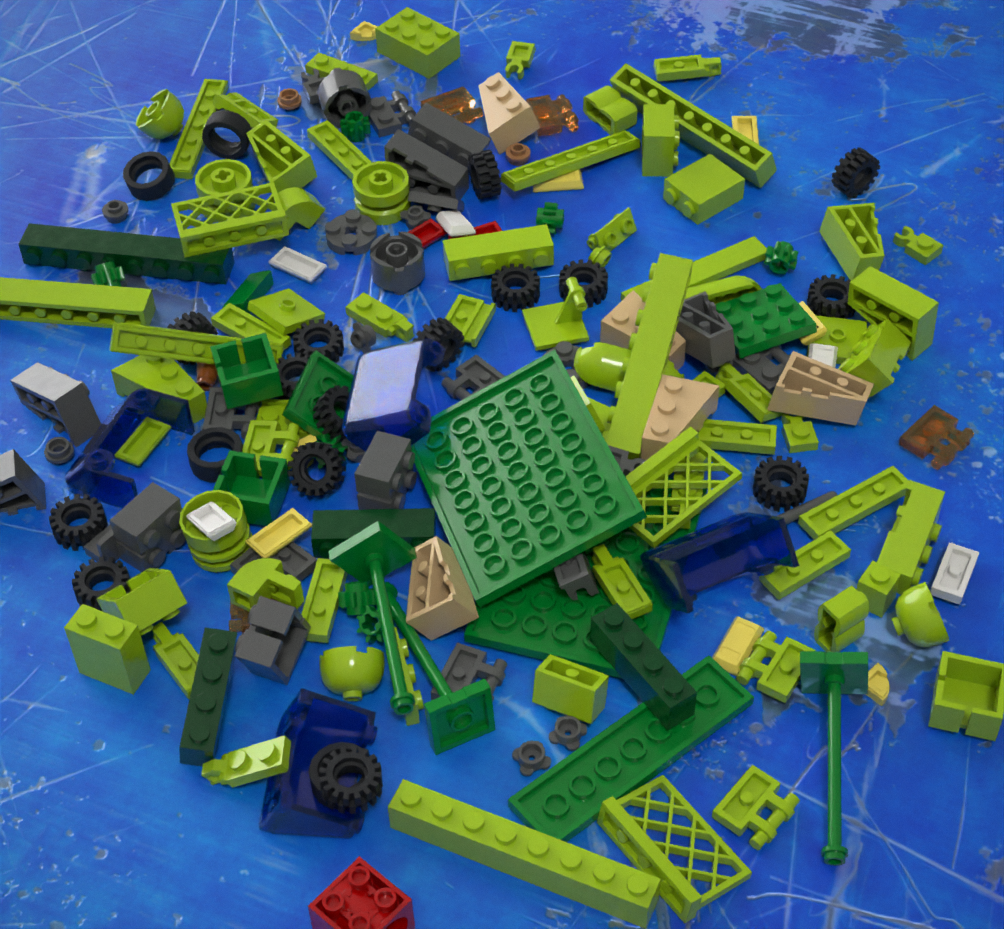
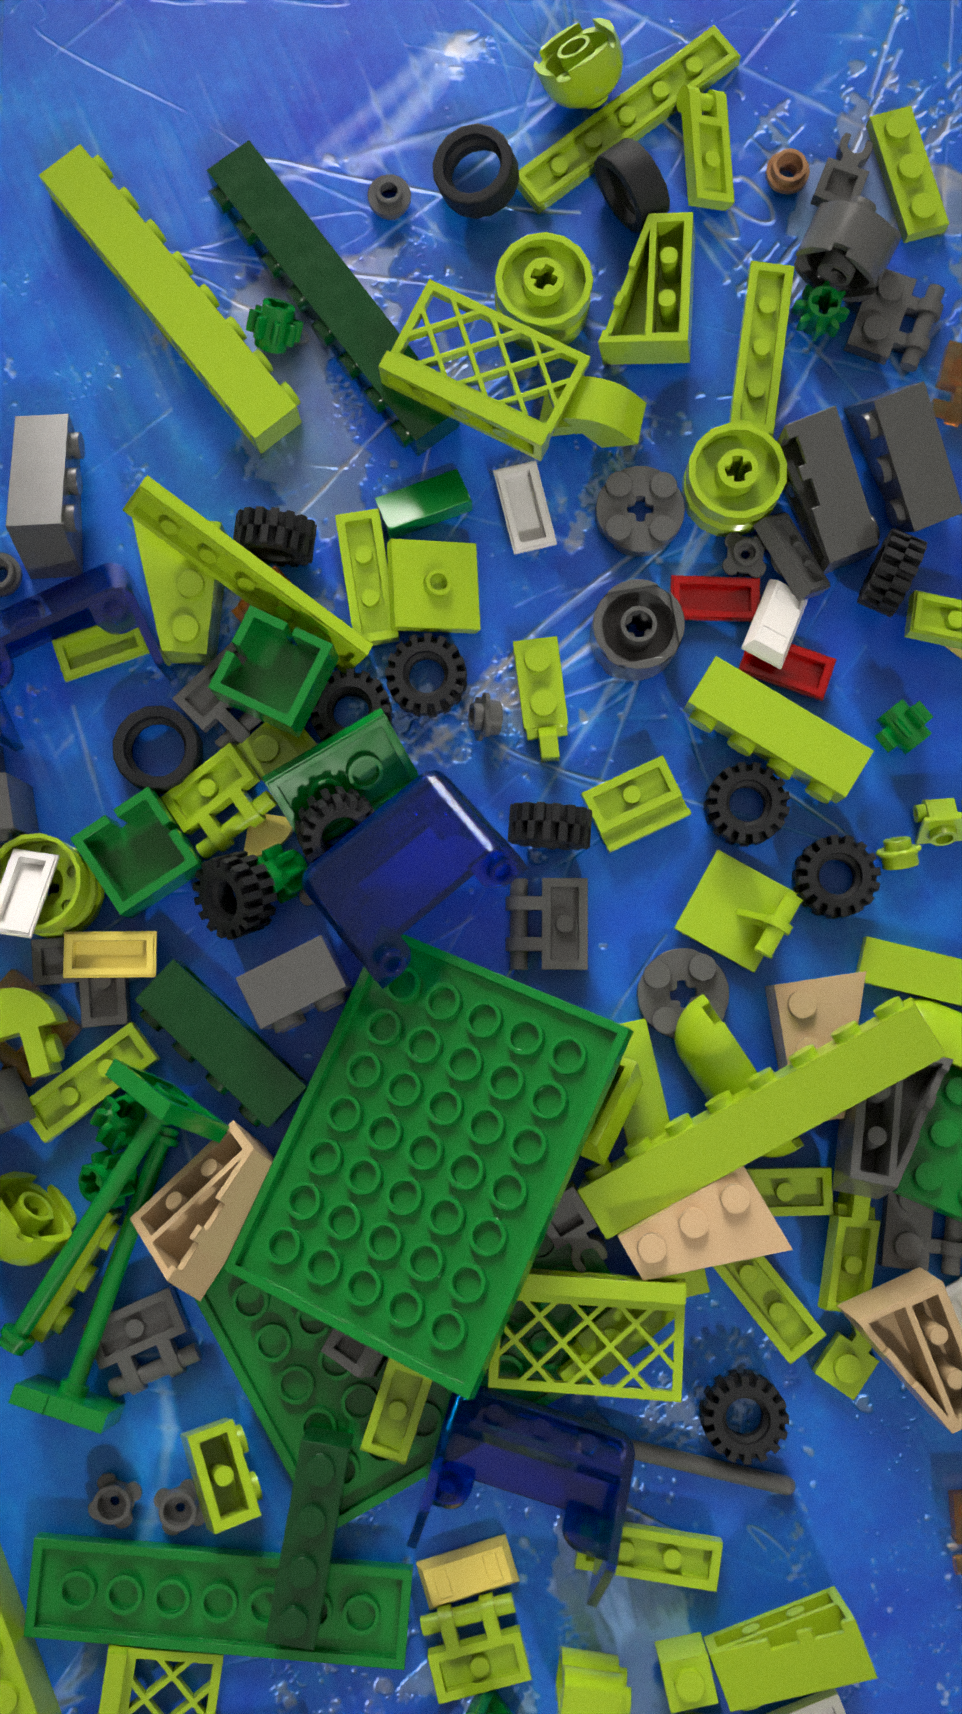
camera: 45 degrees right, 35 degrees up
(855, 503) = (798, 1529): lime plate -> none

